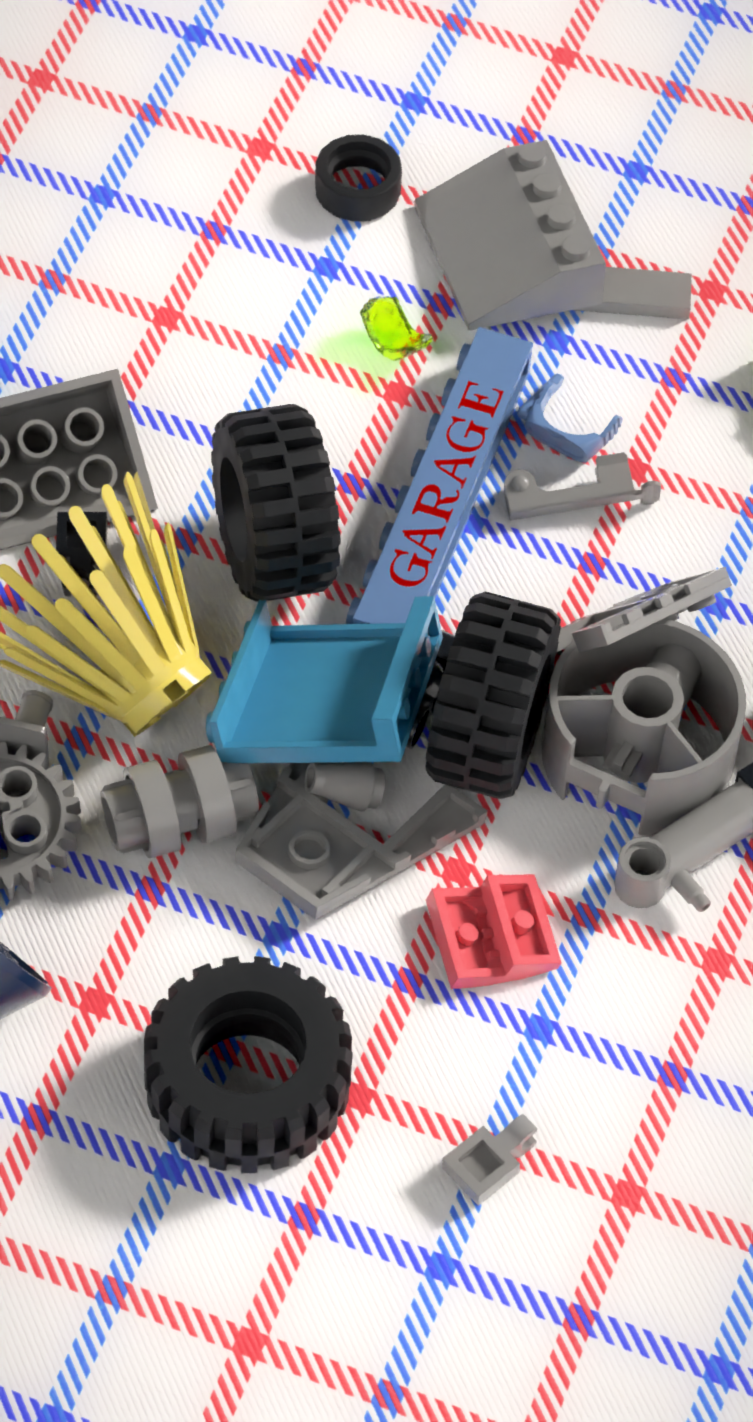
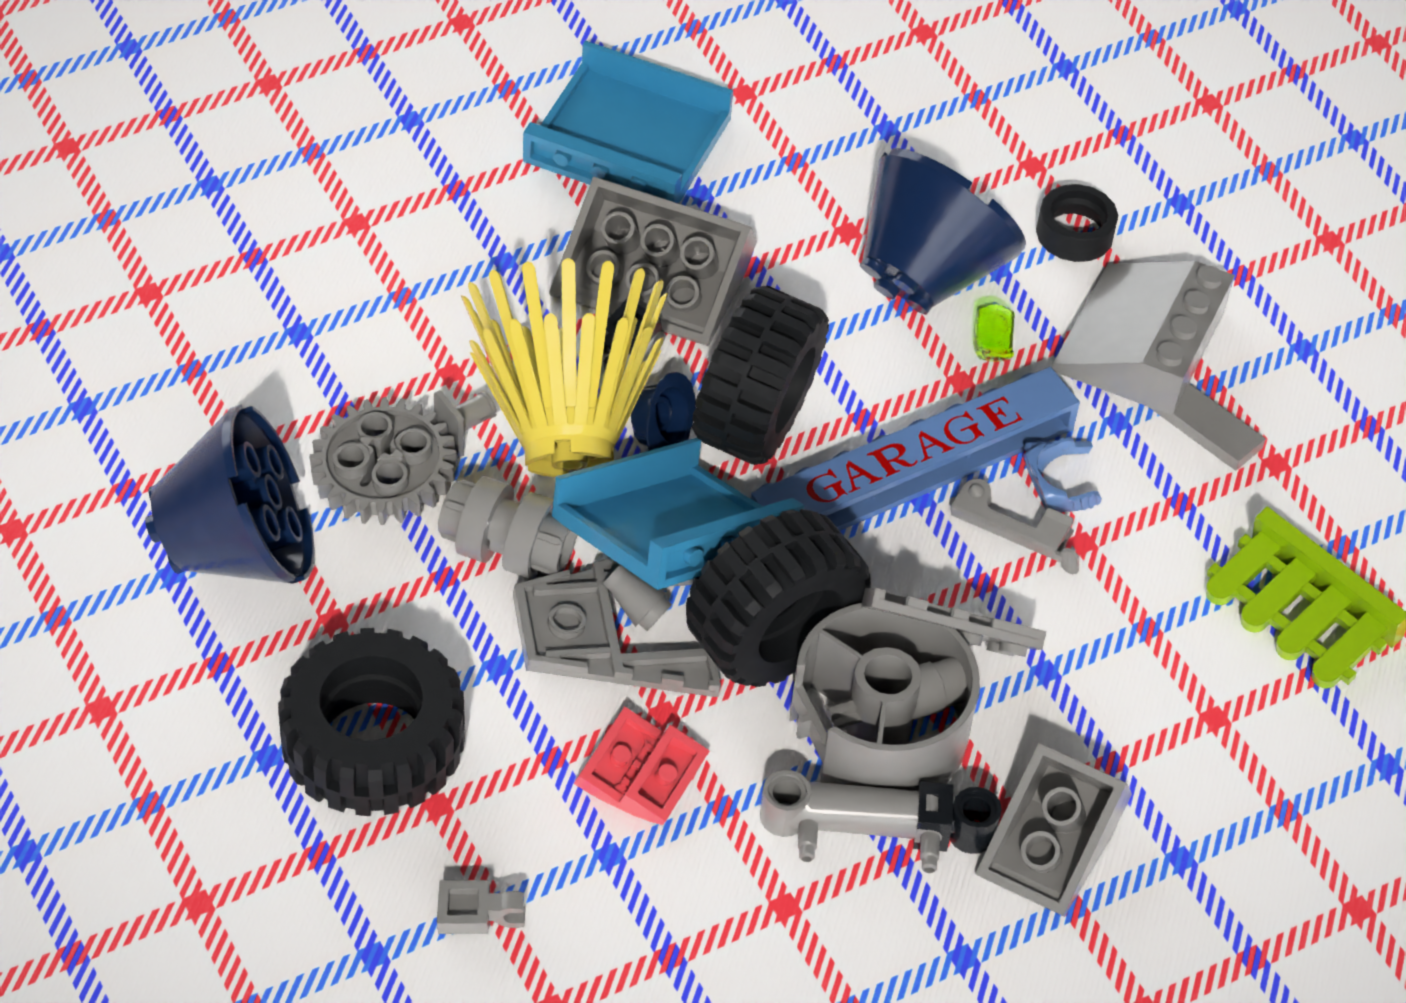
camera: 40 degrees right, 5 degrees down
(207, 604) = (664, 412): none -> dark blue piece
(273, 267) = (932, 232): none -> dark blue cone

